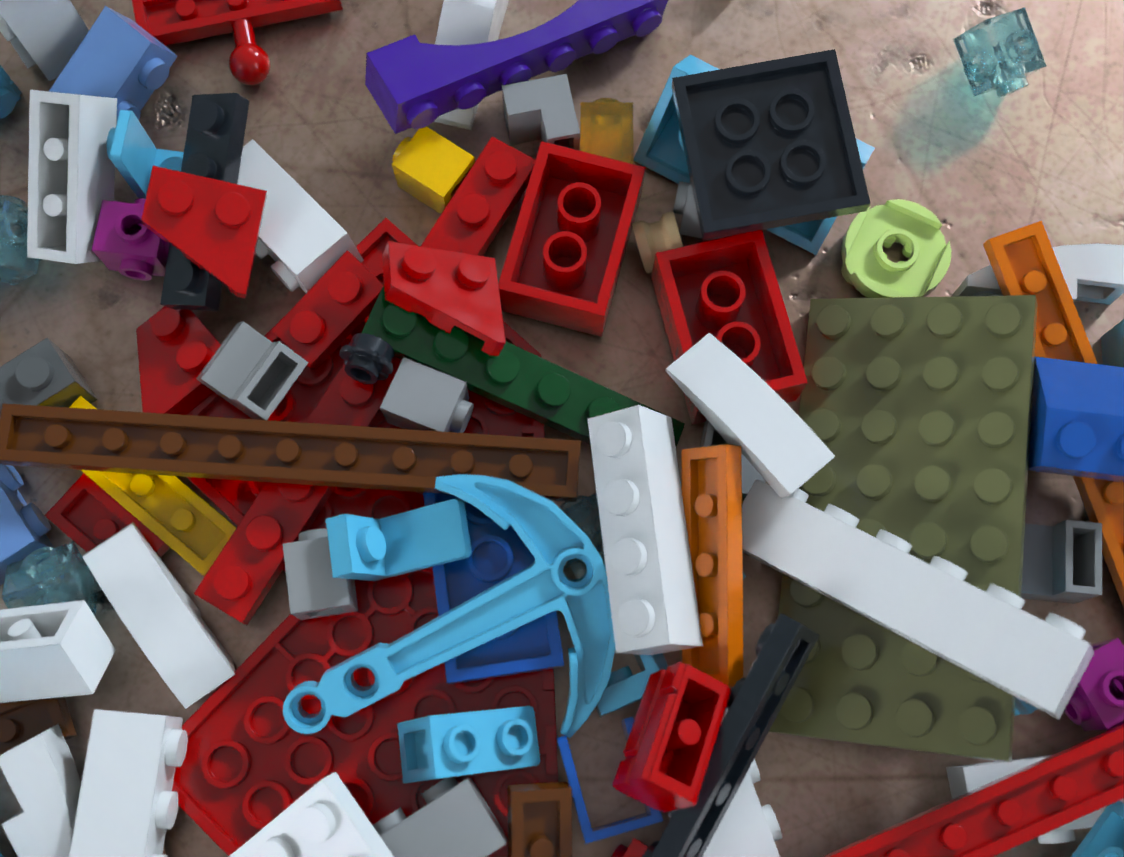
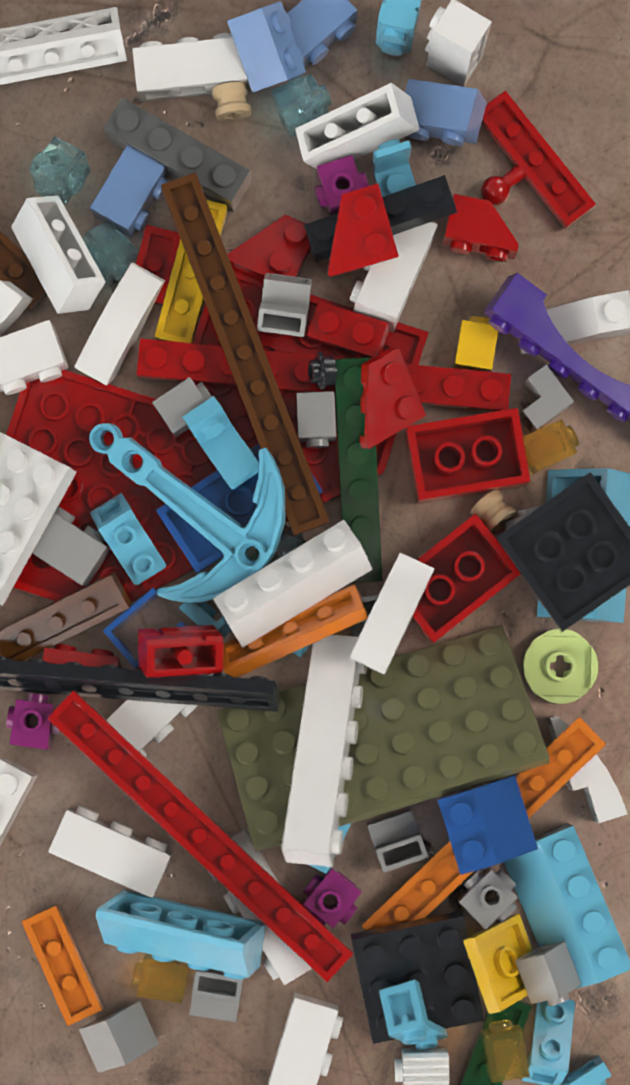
camera: 65 degrees right, 10 degrees up
(290, 100) = (479, 229): none -> red slope

